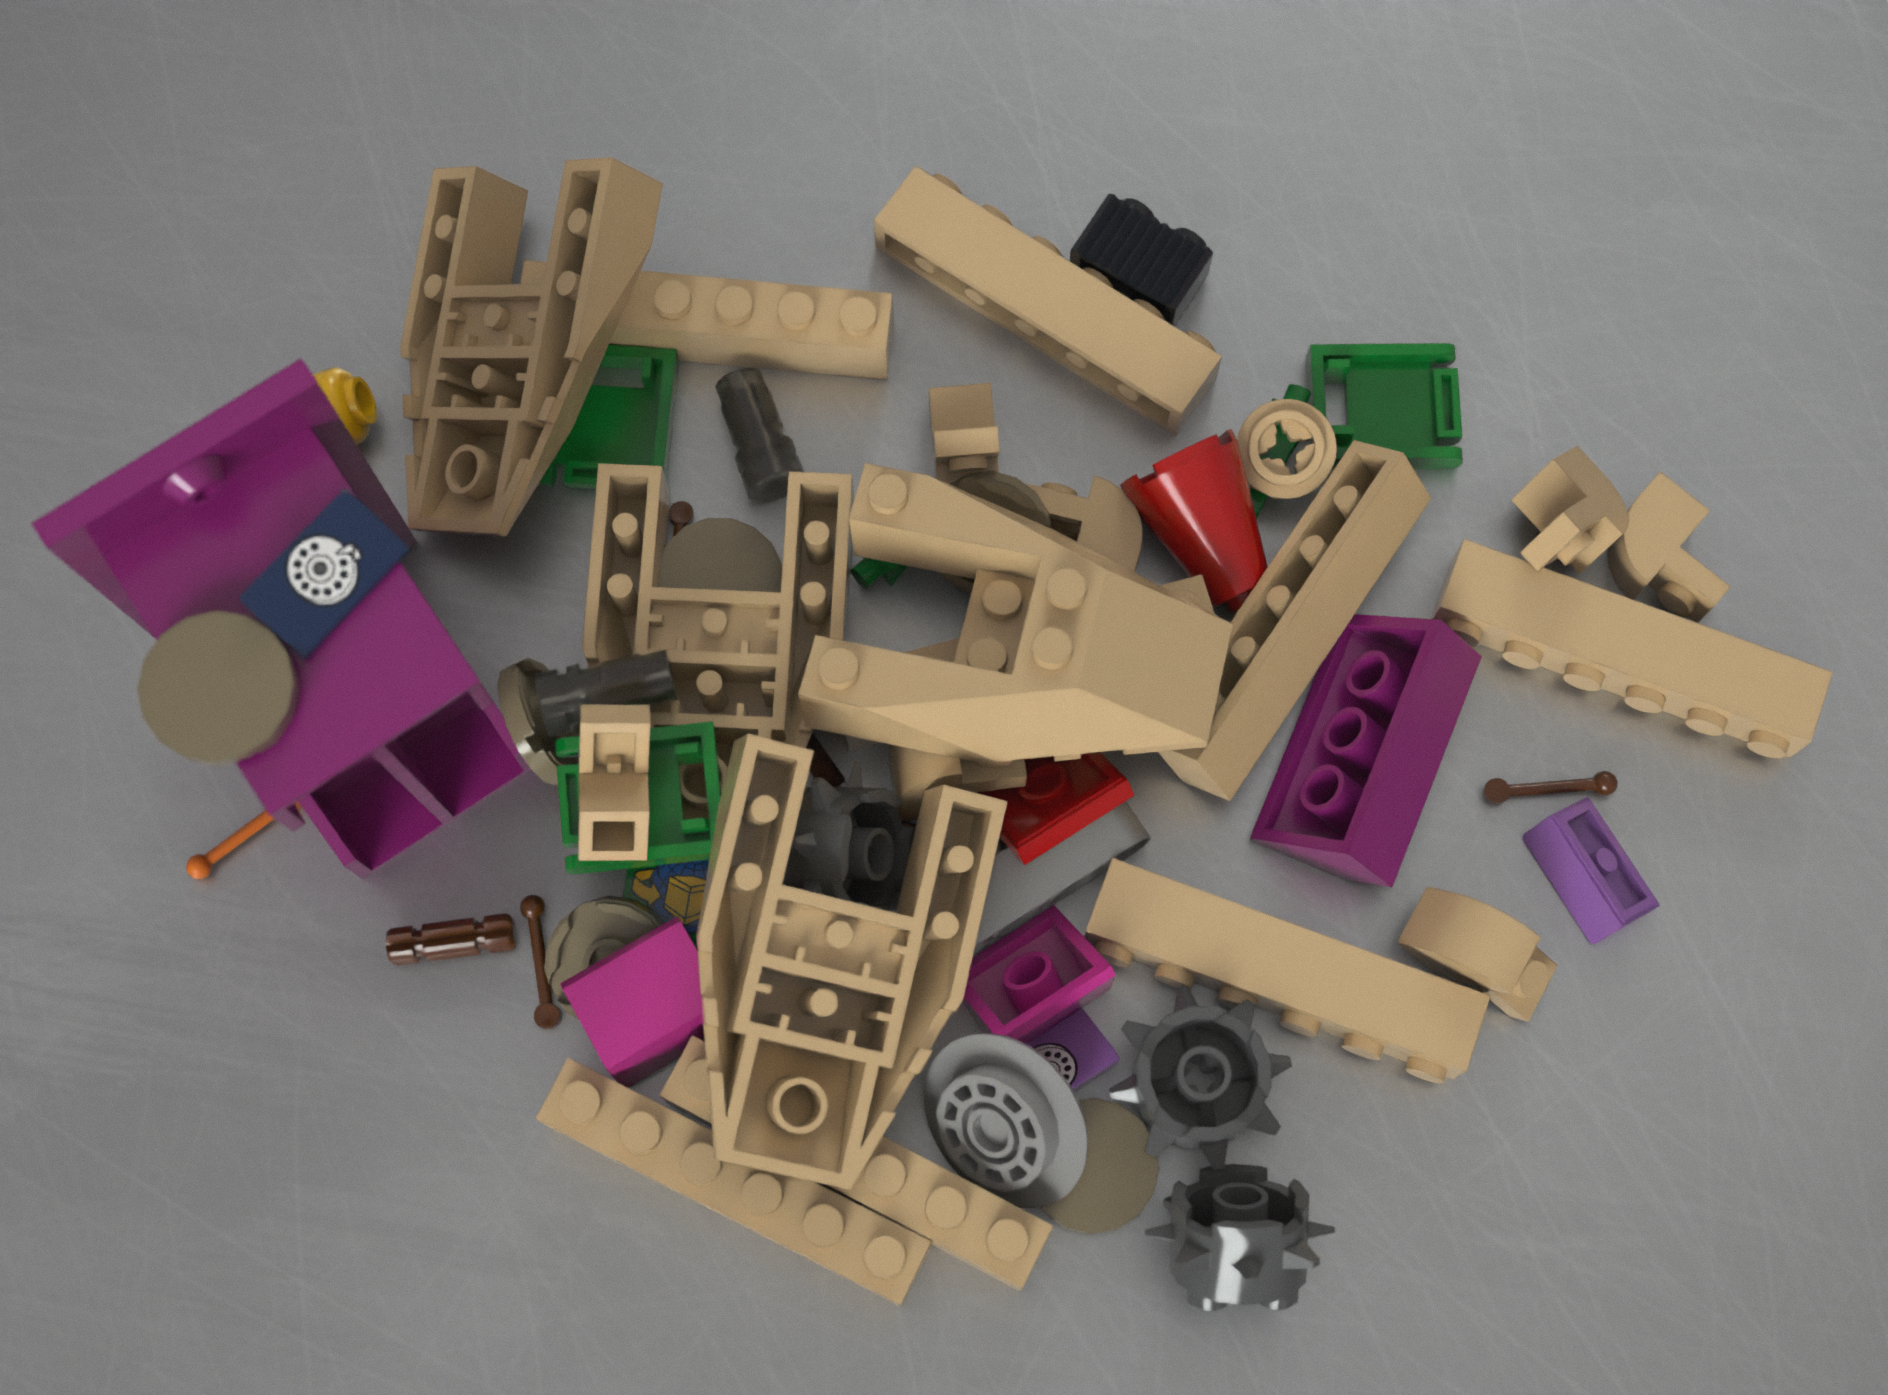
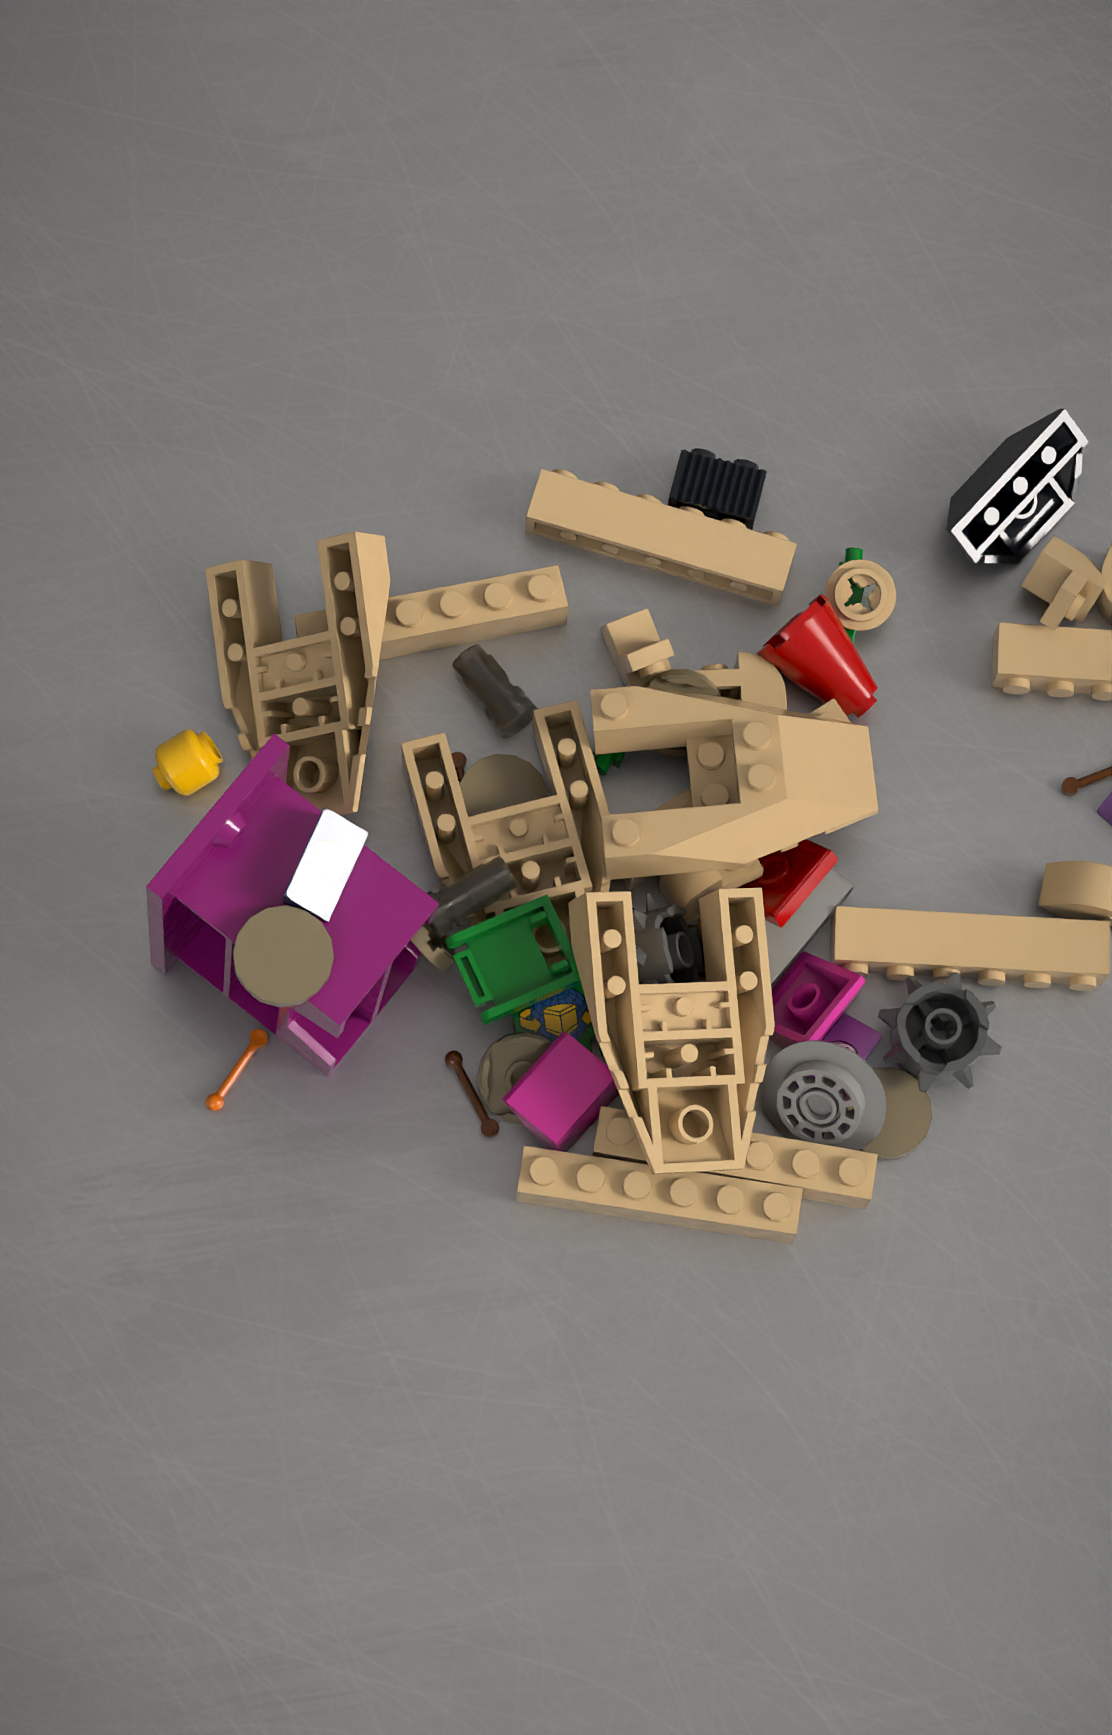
camera: 25 degrees left, 0 degrees up
(451, 939) = (407, 1097): reddish brown axle -> none
(613, 782) = (499, 954): tan brick -> none
(622, 422) = (399, 708): green container -> none
(1240, 1238) = (998, 1125): dark grey brick -> none
(1303, 609) = (907, 699): tan brick -> none
(1368, 747) = (977, 781): magenta slope -> none
(1393, 398) = (915, 542): green container -> none
(1548, 375) = (1019, 491): none -> black wedge

